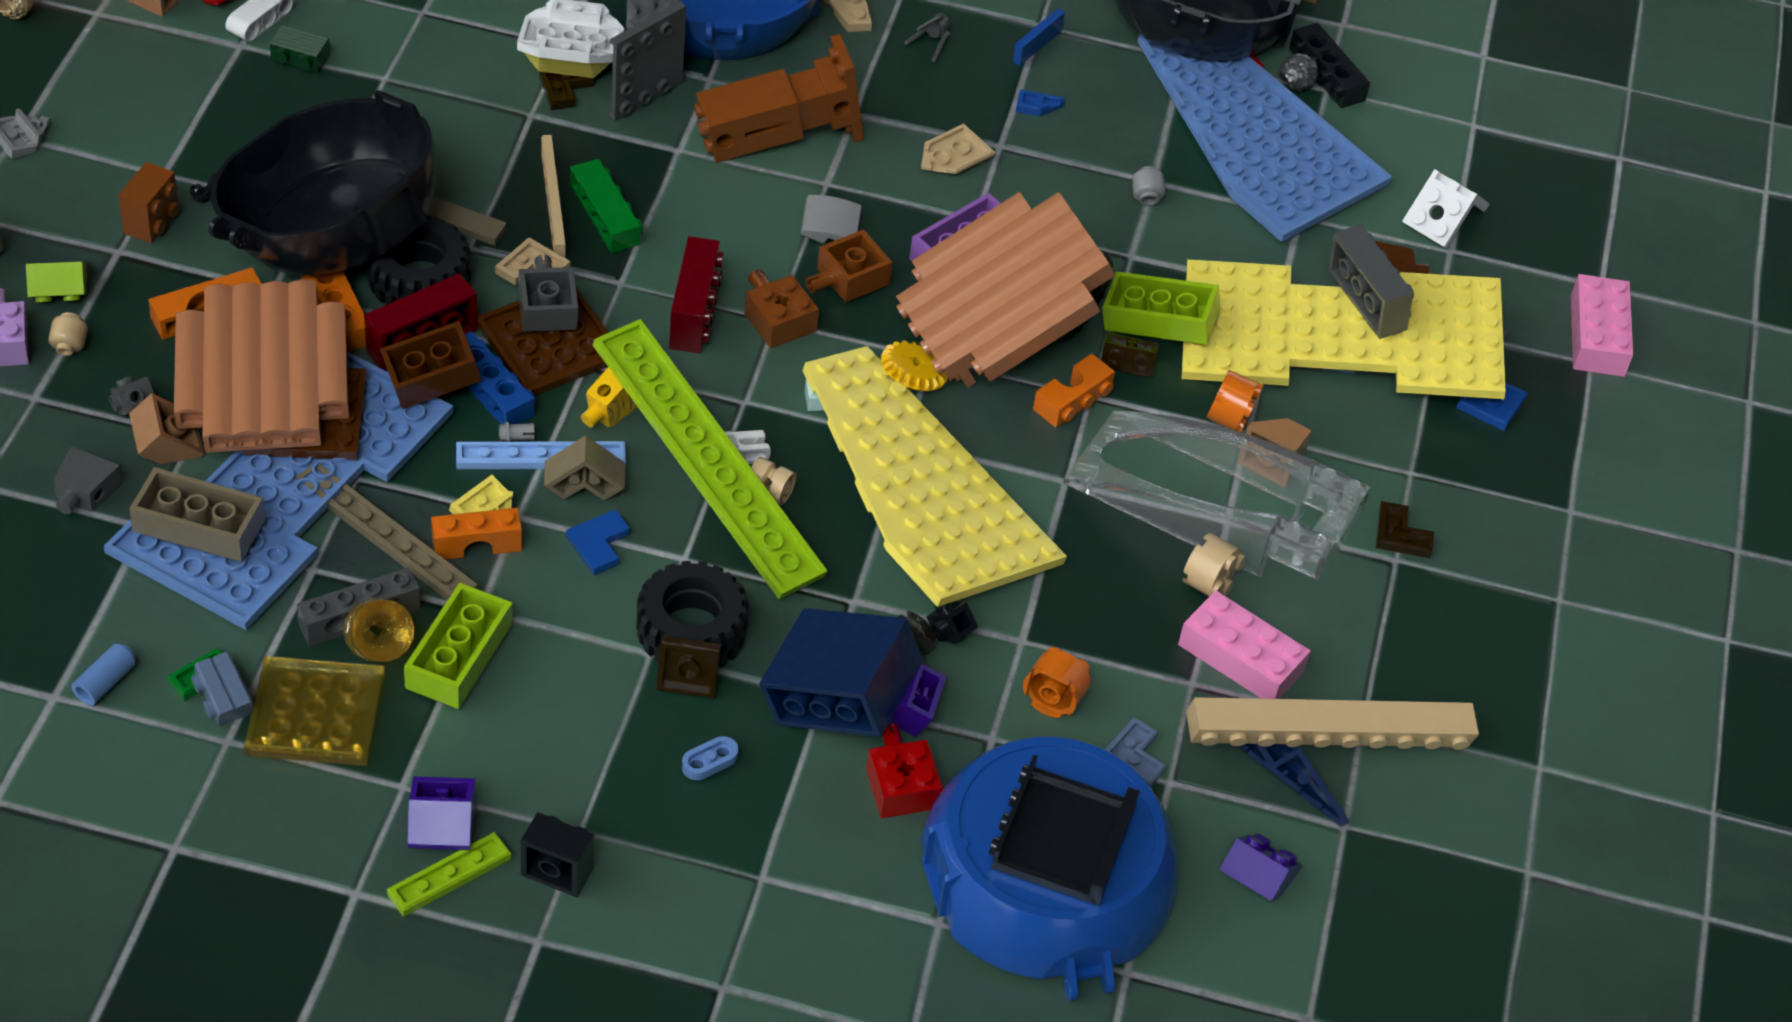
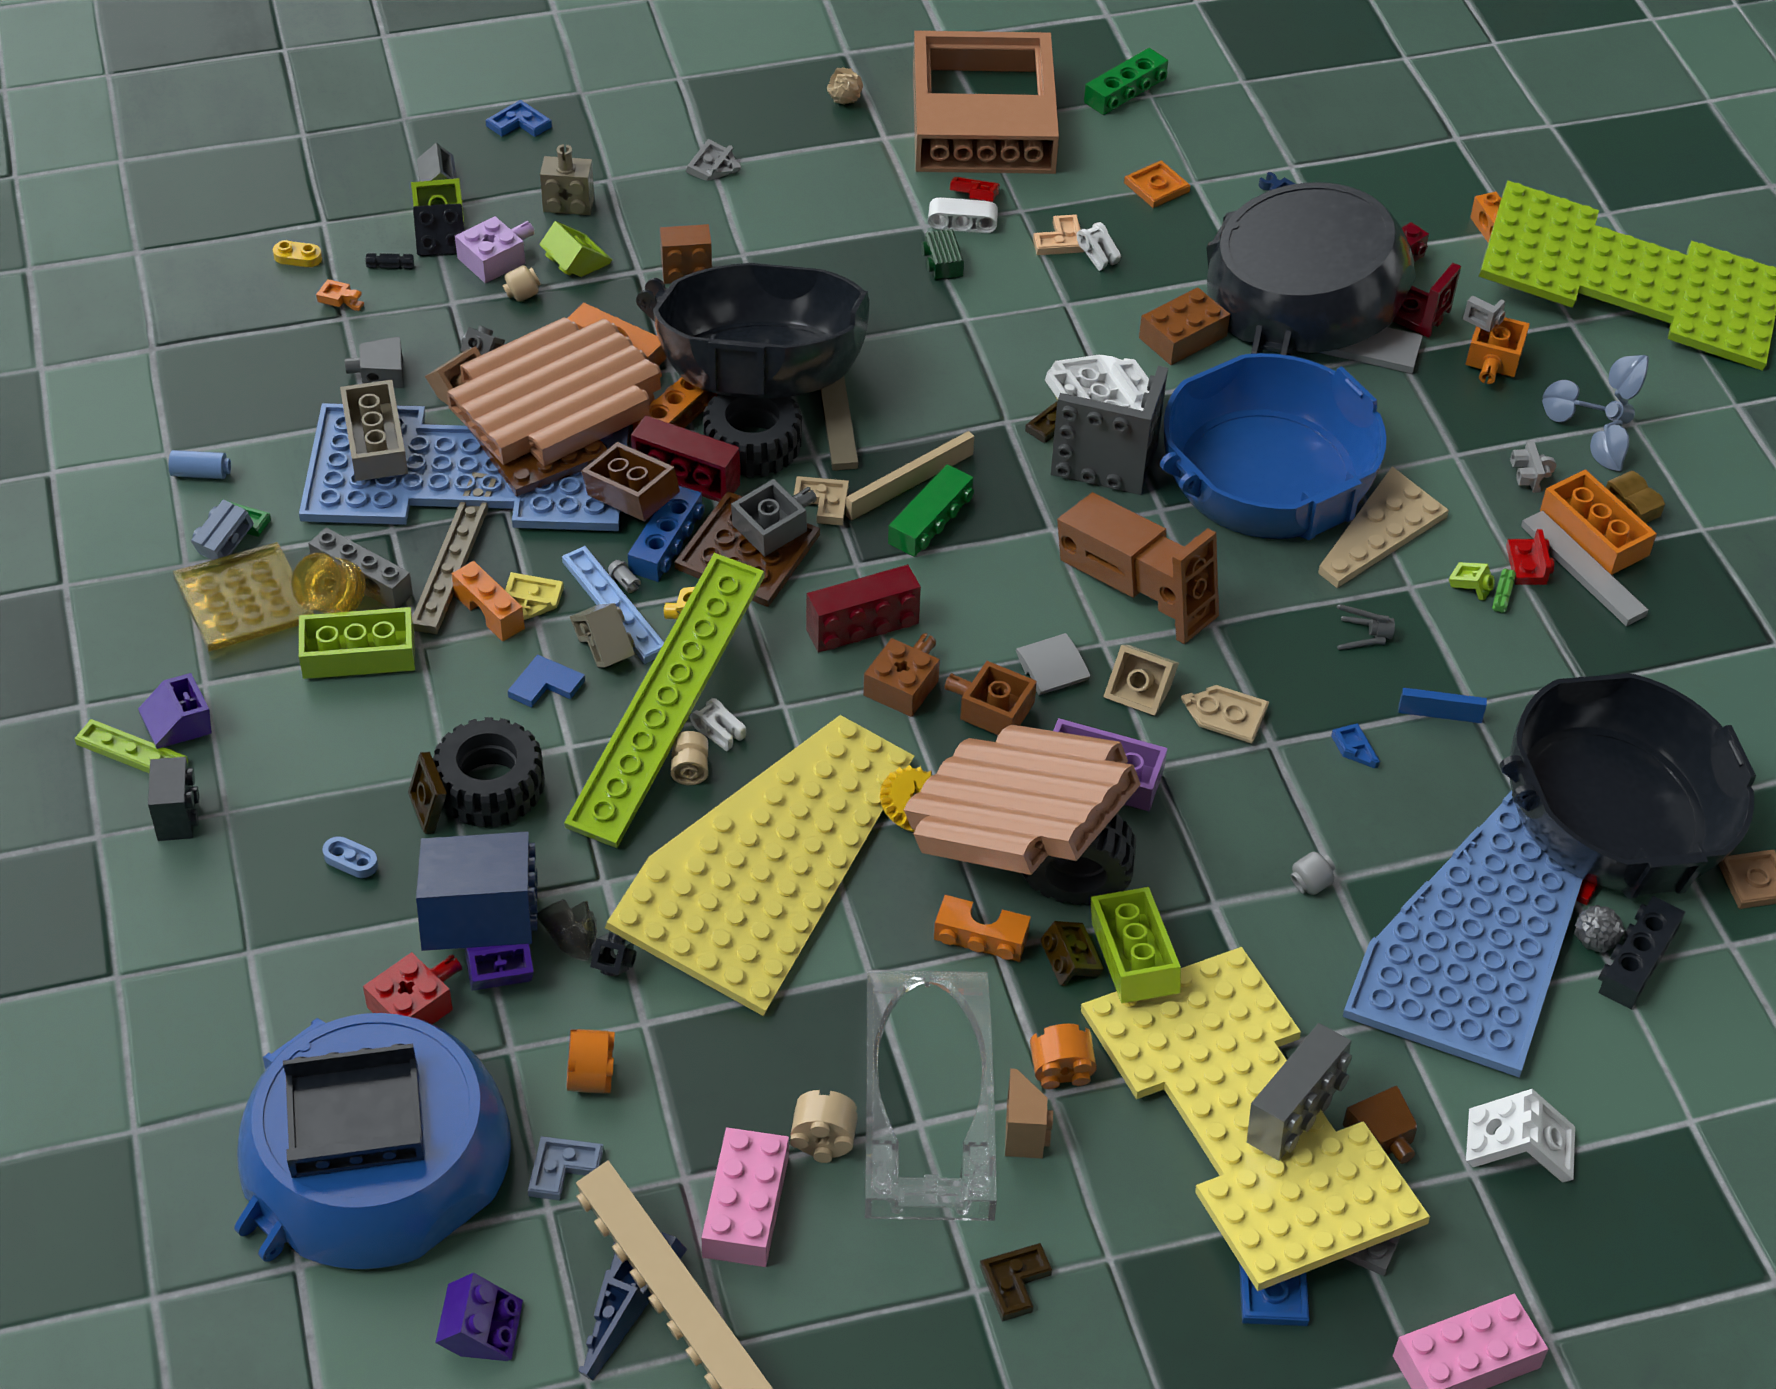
camera: 65 degrees right, 0 degrees up
(889, 178) = (1140, 679): none -> tan slope

